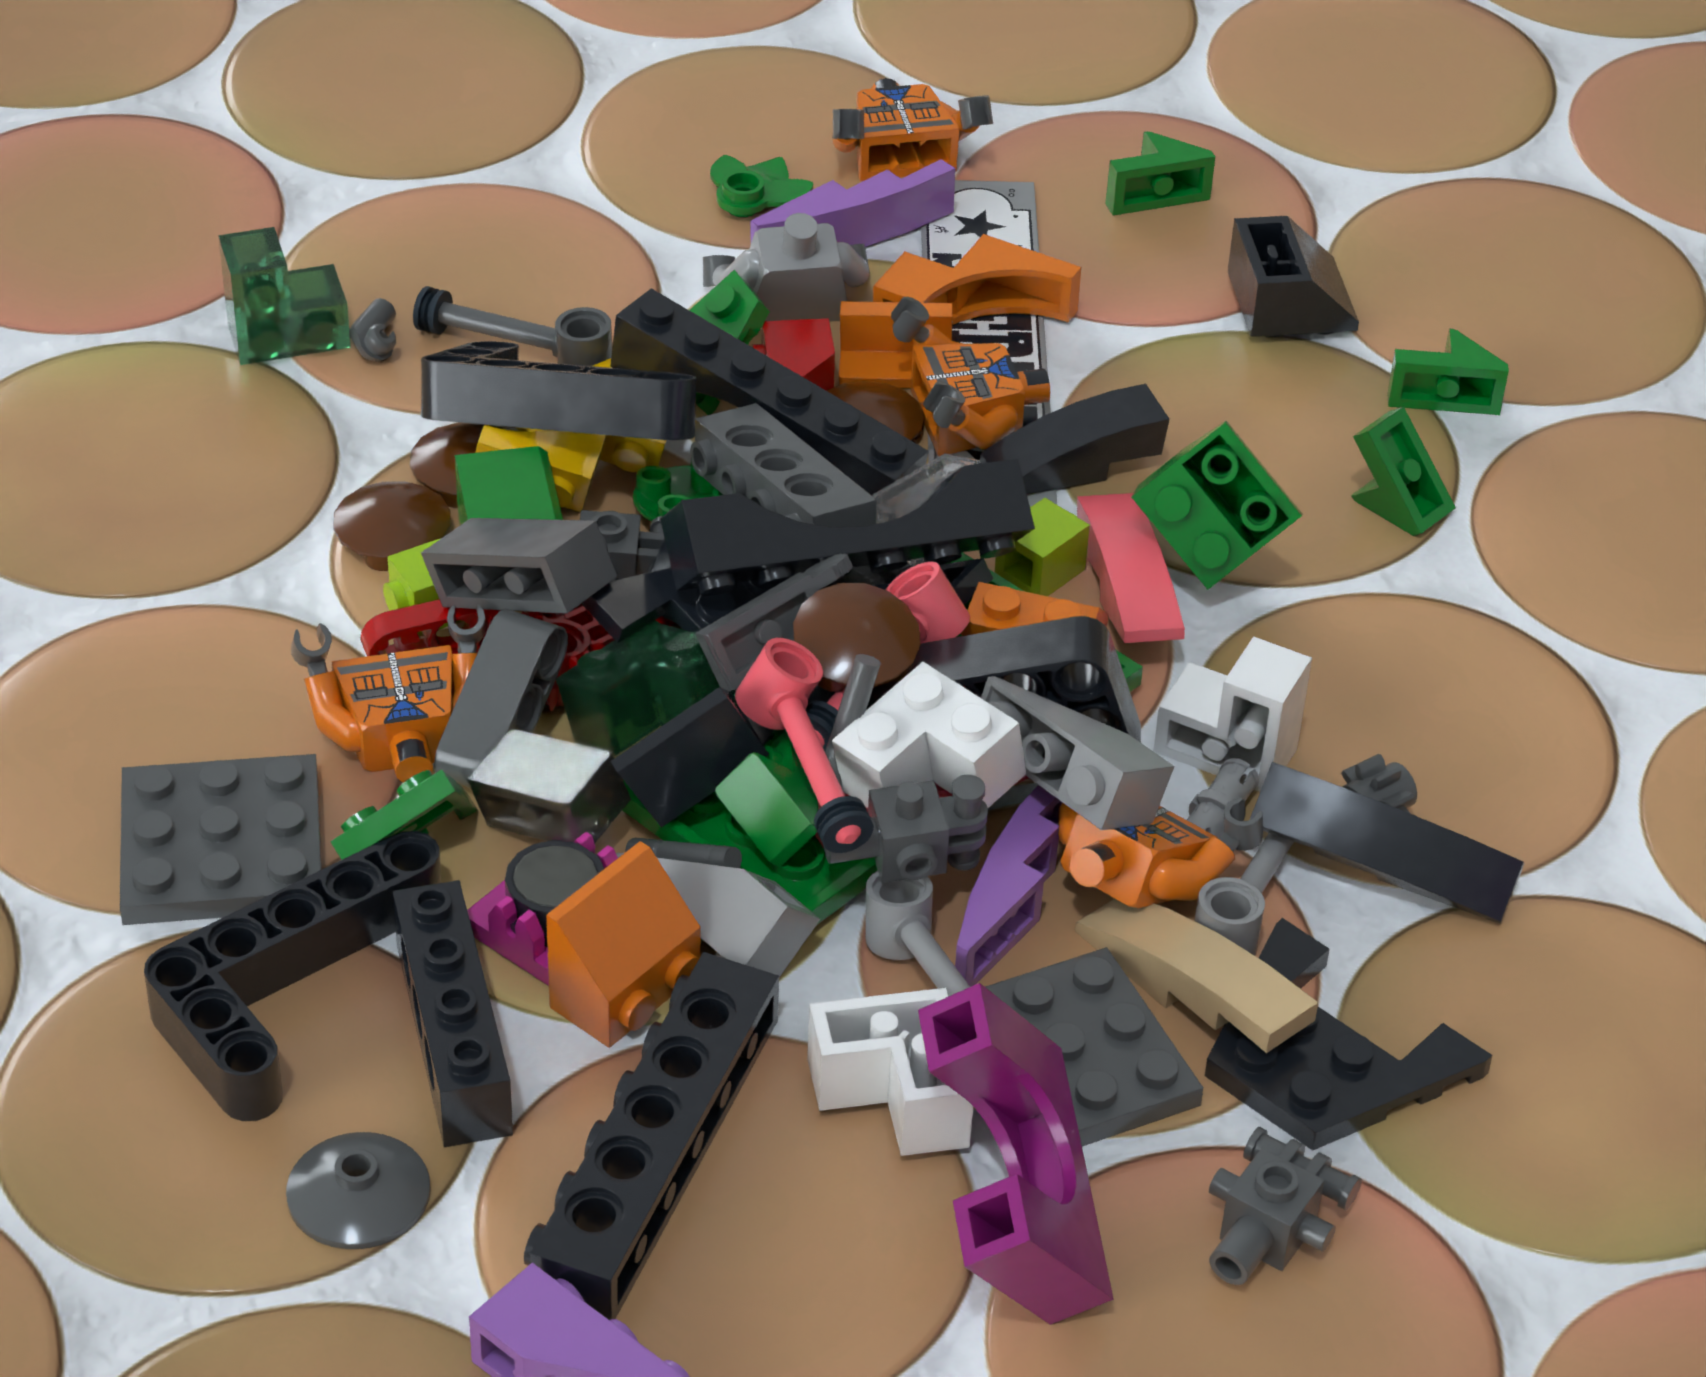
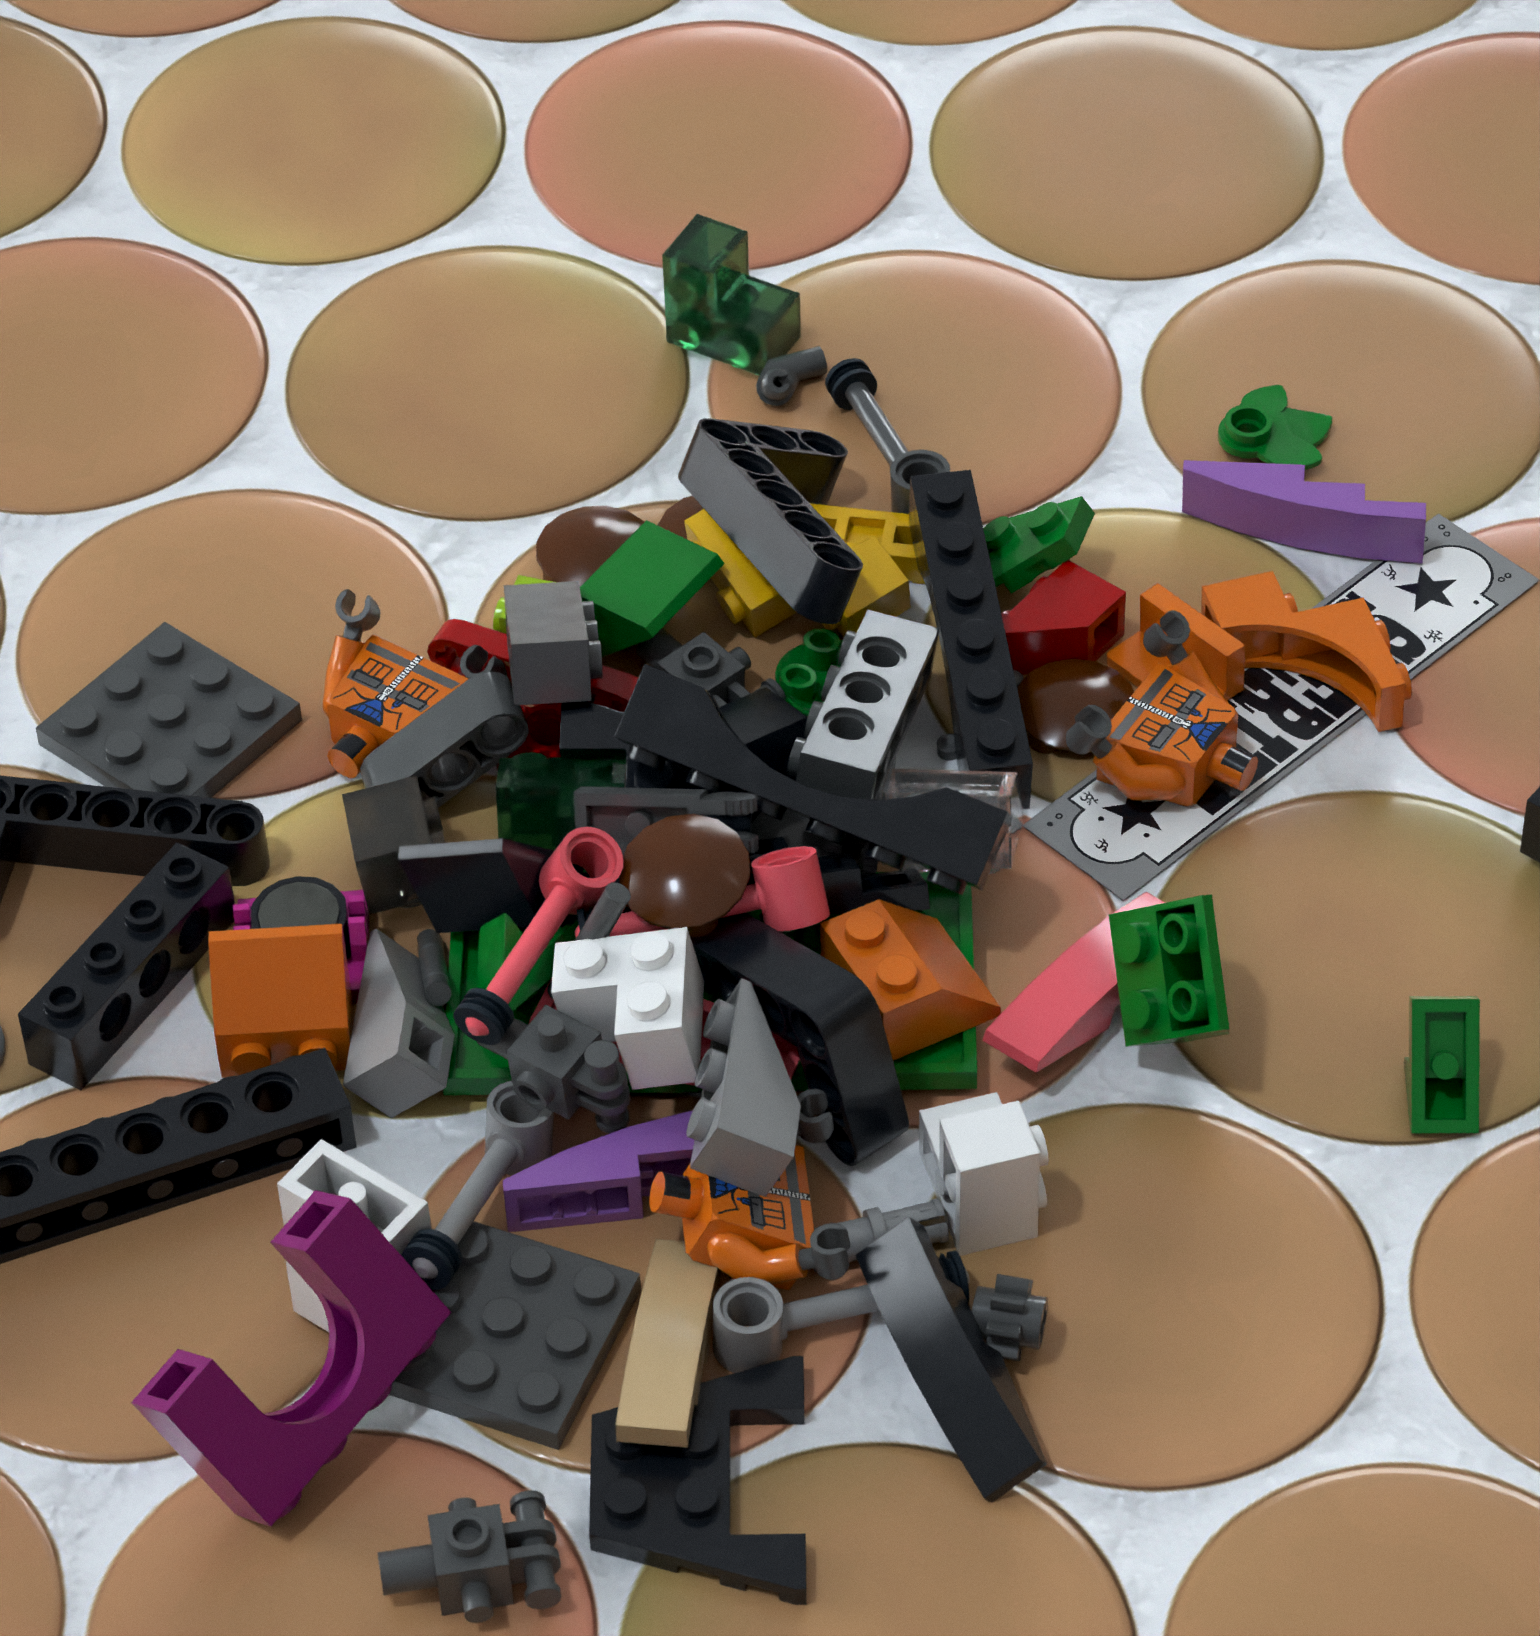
camera: 50 degrees right, 5 degrees up
(420, 803) = (281, 795): green wing -> none
(795, 269) = (1169, 537): light grey torso -> none
(905, 128) = (1452, 451): orange torso -> none
(1049, 553) = (1044, 914): lime brick -> none
(1084, 438) = (1203, 844): black slope -> none

